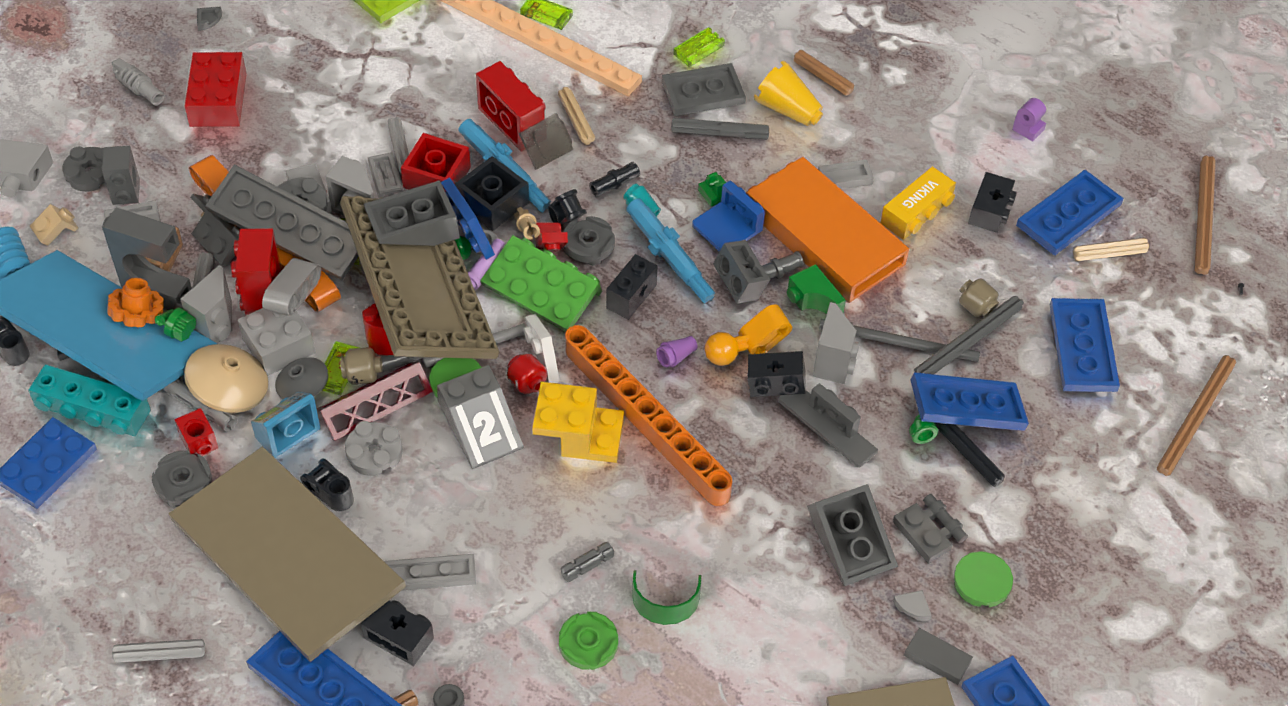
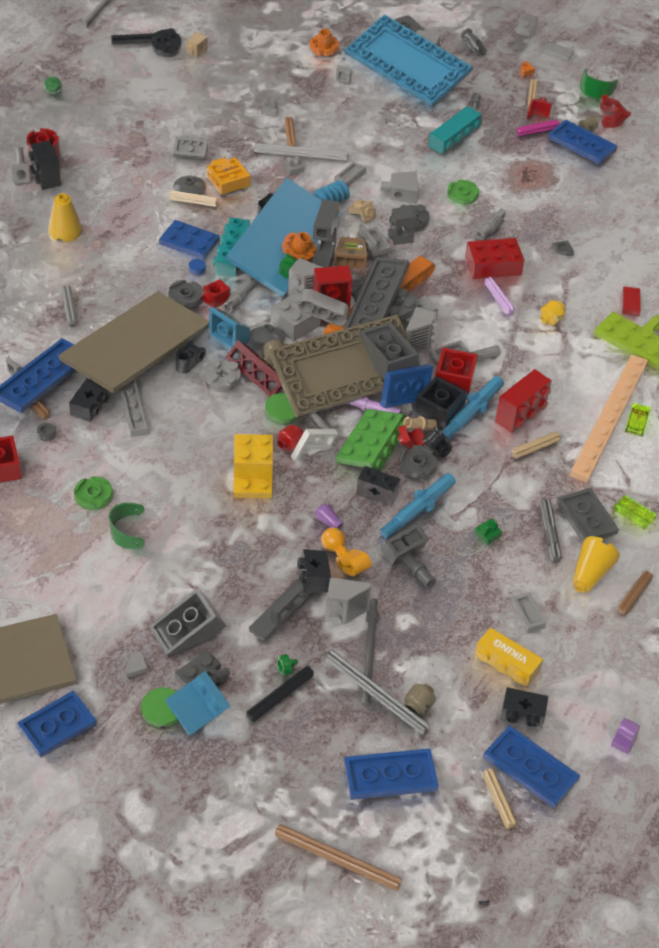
camera: 80 degrees right, 5 degrees down
(49, 102) = (463, 192): none -> bright green tile
(117, 457) = (197, 266): none -> blue tile
(226, 378) = (250, 304): tan dish -> none
(287, 101) = (499, 296): none -> lavender axle
(341, 50) = (552, 312): none -> yellow head
(479, 416) = (251, 414): slope -> none
(546, 141) = (500, 426): clear smoke piece -> none
(587, 561) = (150, 486): dark grey axle -> none
(614, 179) = (480, 471): black pin -> none
(618, 382) = (268, 505): orange beam -> none
(640, 192) = (463, 485): teal cone -> none
(732, 219) = (455, 539): blue bracket -> none
(813, 290) = (402, 592): green arch -> none
(828, 228) = (464, 598): orange brick -> none
(938, 656) = (97, 681): dark grey tile -> none
(969, 401) = (311, 688): blue plate -> none
(985, 531) = (197, 703): none -> dark azure bracket
(1205, 215) = (561, 874): medium nougat axle -> none

